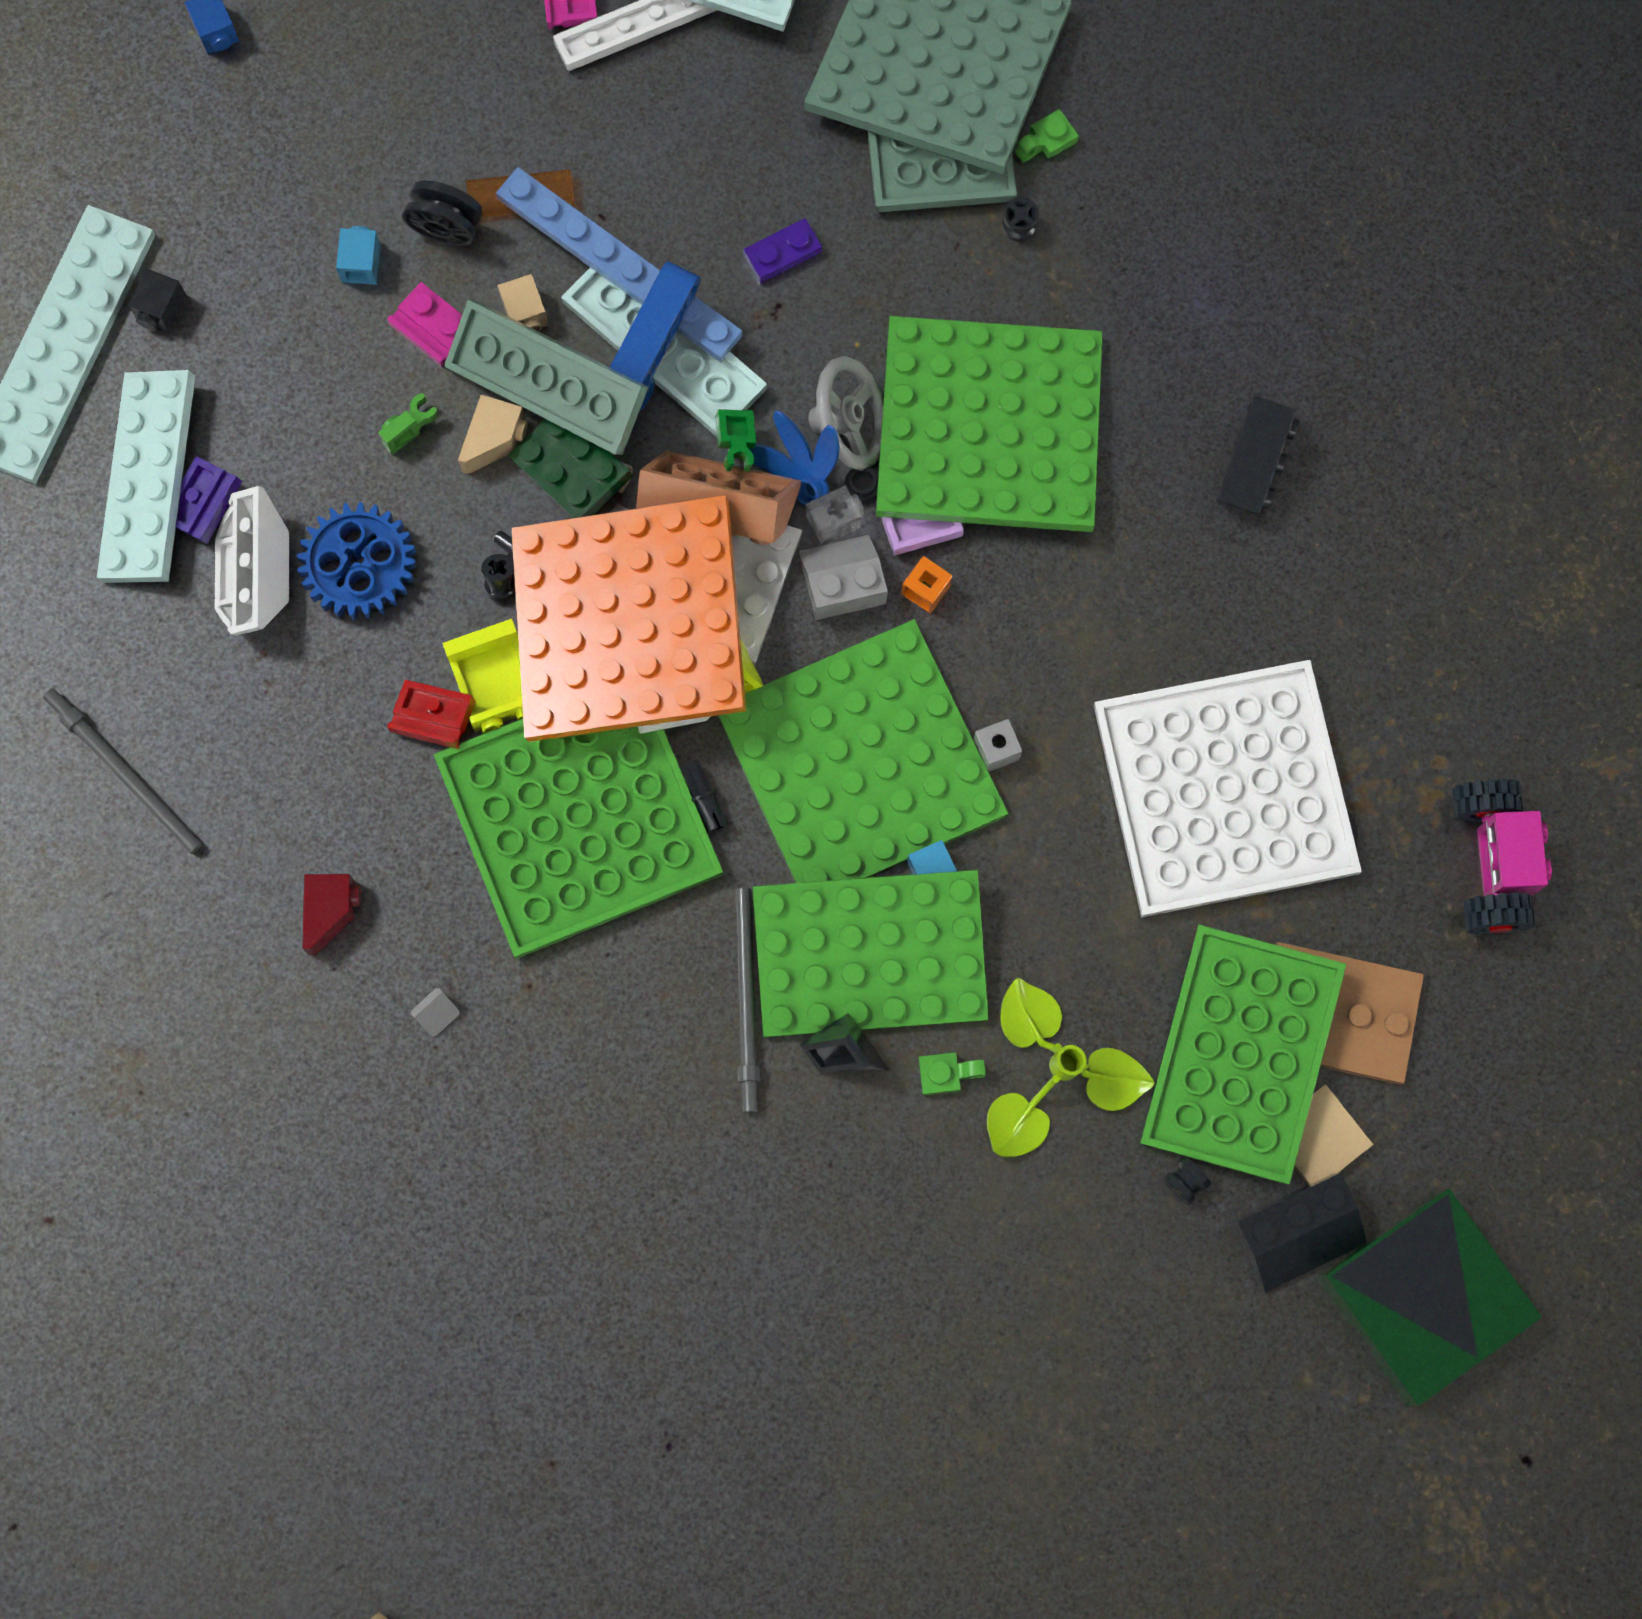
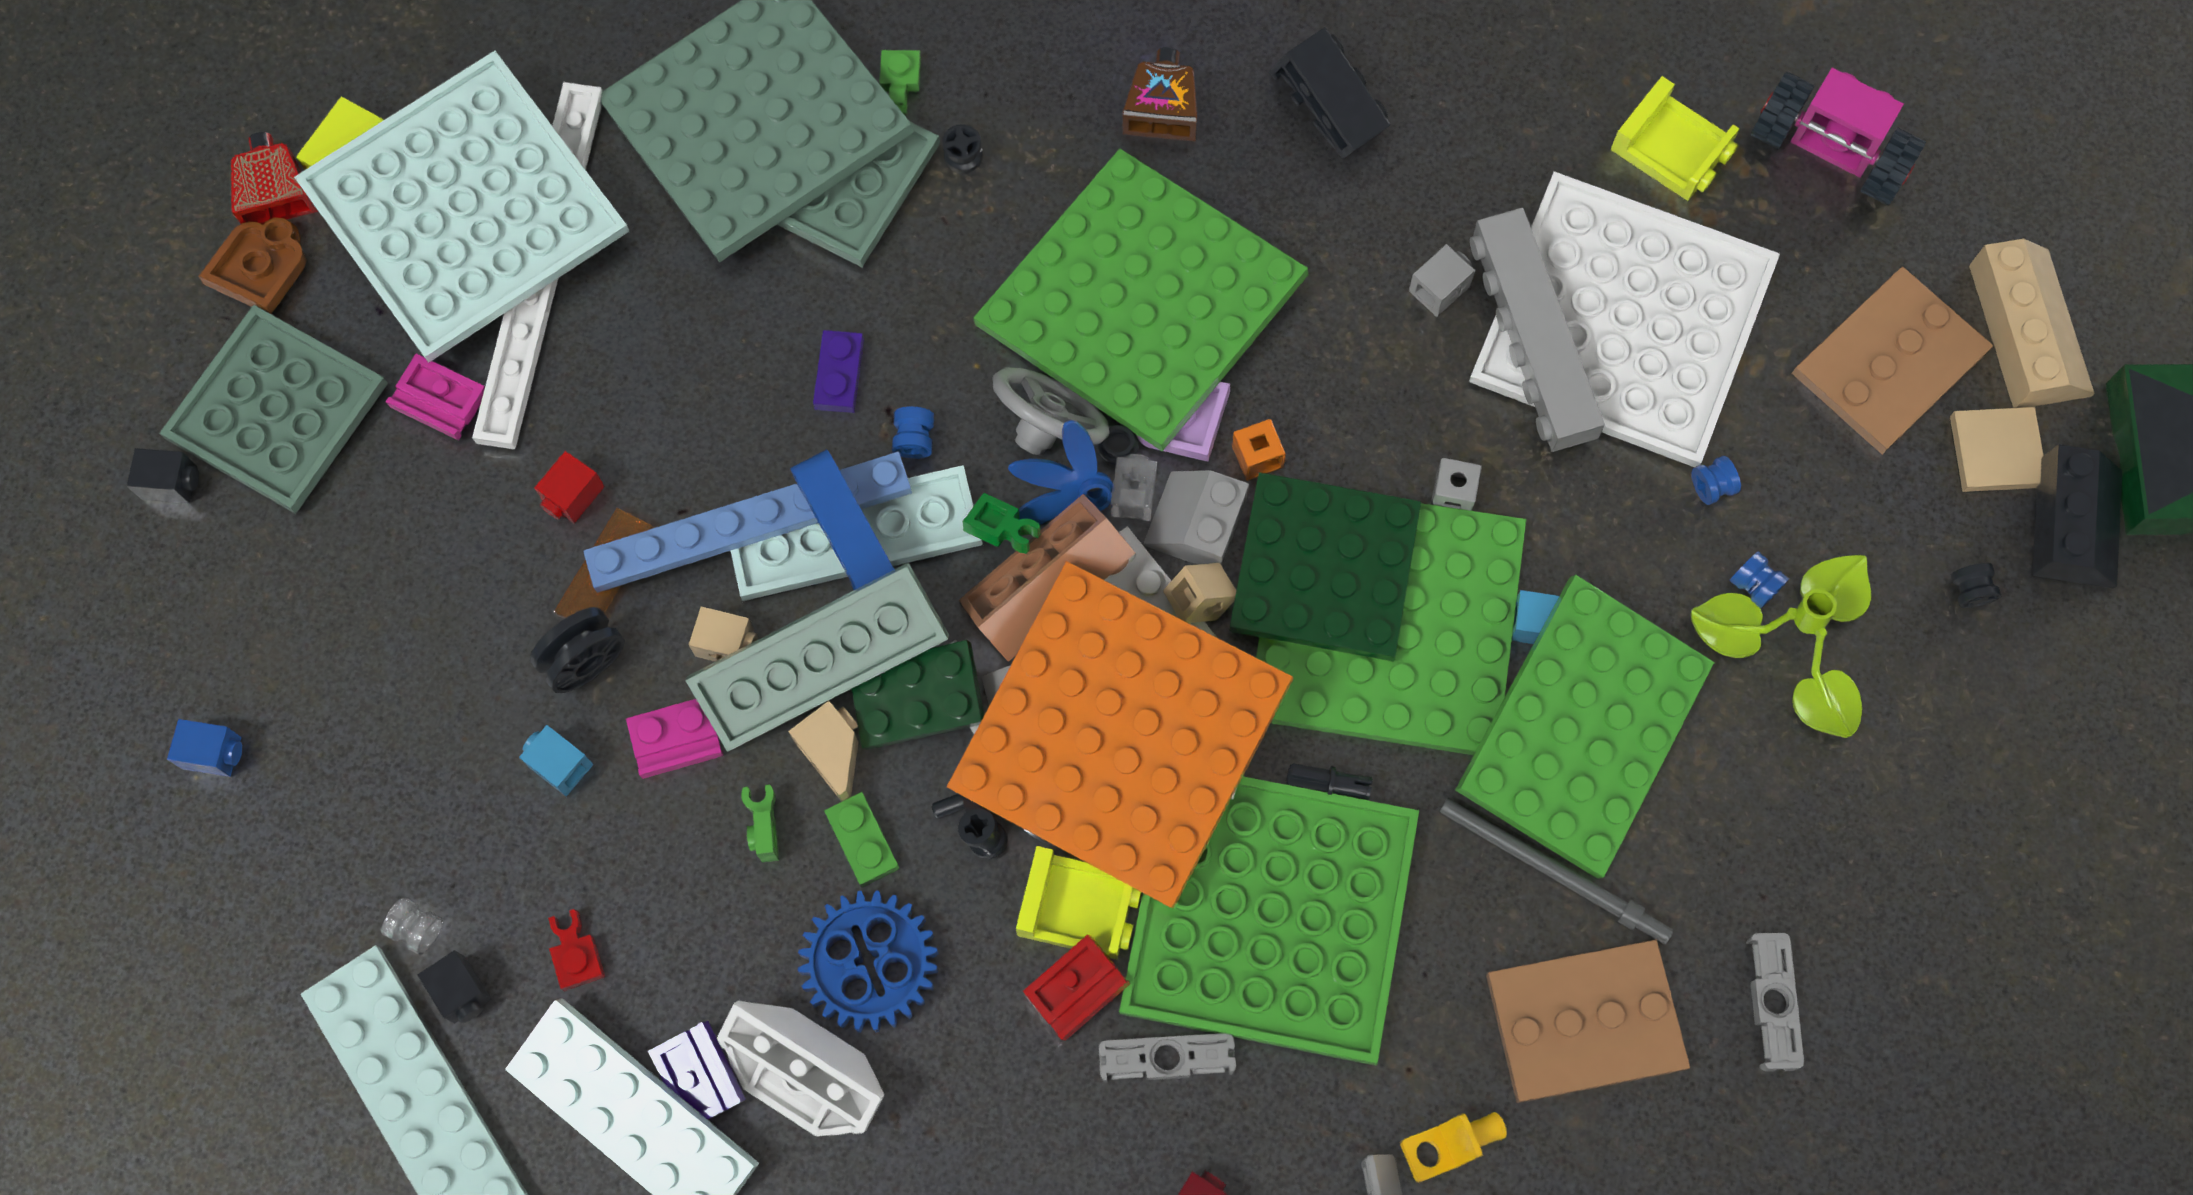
camera: 50 degrees left, 5 degrees down
(180, 243) = (412, 926): none -> clear wheel
(232, 366) = (576, 958): none -> red plate
(410, 791) = (1136, 1056): none -> light grey piece
(443, 500) = (861, 839): none -> bright green plate
(493, 1047) = (1455, 1142): none -> yellow bracket
(561, 126) = (568, 488): none -> red brick
(647, 1090) = (1587, 1021): none -> medium nougat plate
(732, 1234) = (1776, 972): none -> light grey piece
(768, 332) = (913, 432): none -> blue wheel
(782, 612) = (1200, 592): none -> tan brick
(842, 1048) = (1664, 812): black slope -> none
(864, 688) = (1325, 566): none -> dark green plate
(942, 1073) = (1740, 736): bright green plate -> none
(1077, 1014) = (1759, 579): none -> blue wheel
(1137, 935) = (1716, 480): none -> blue wheel
(1161, 633) = (1442, 279): none -> light grey brick
(1161, 724) = (1536, 330): none -> light grey brick
(1165, 335) = (1162, 99): none -> reddish brown torso
(1243, 1054) = (1890, 460): bright green plate -> none
(1407, 736) = (1673, 142): none -> neon yellow panel
(1446, 1104) = (2030, 324): none -> tan slope

